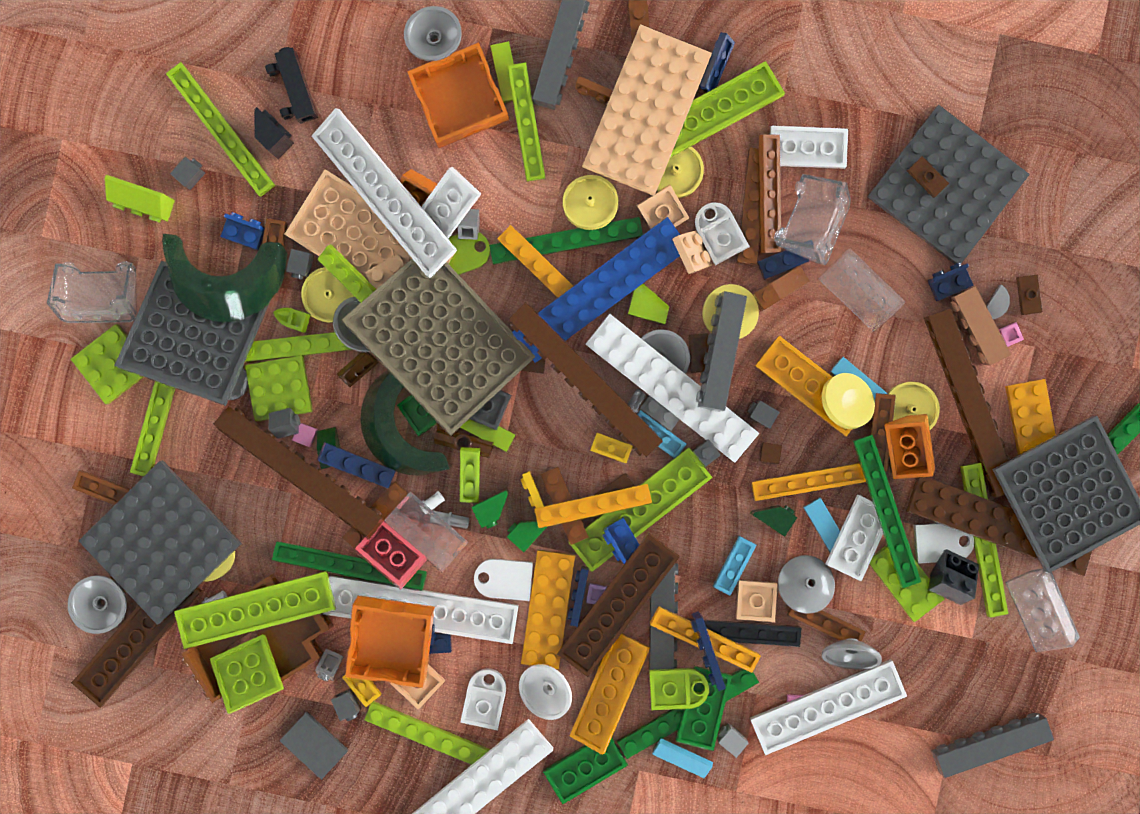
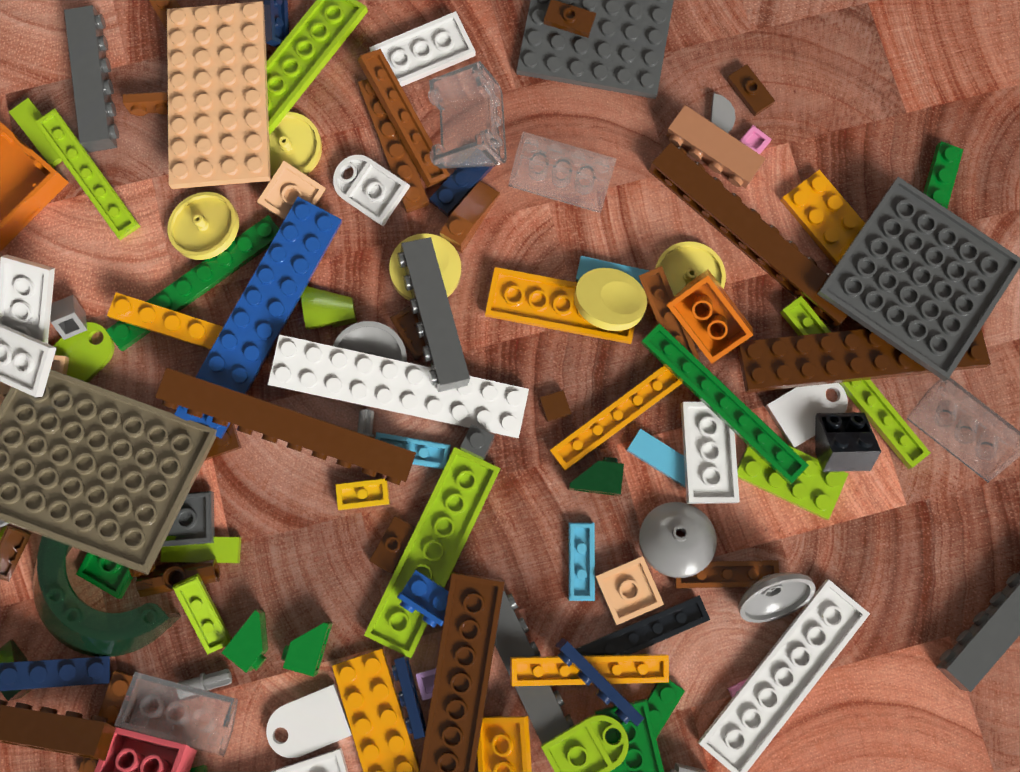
camera: 25 degrees left, 10 degrees down
(434, 500) = (174, 668): white pin -> none
(528, 483) = (282, 587): yellow plate -> none
(559, 493) = (339, 593): dark orange plate -> none
(593, 506) = (369, 575): light orange plate -> none
(659, 413) = (401, 424): light grey plate -> none
(692, 251) = (346, 221): light nougat plate -> none
(762, 413) = (521, 365): dark grey brick -> none
(951, 282) = (655, 117): dark blue bracket -> none

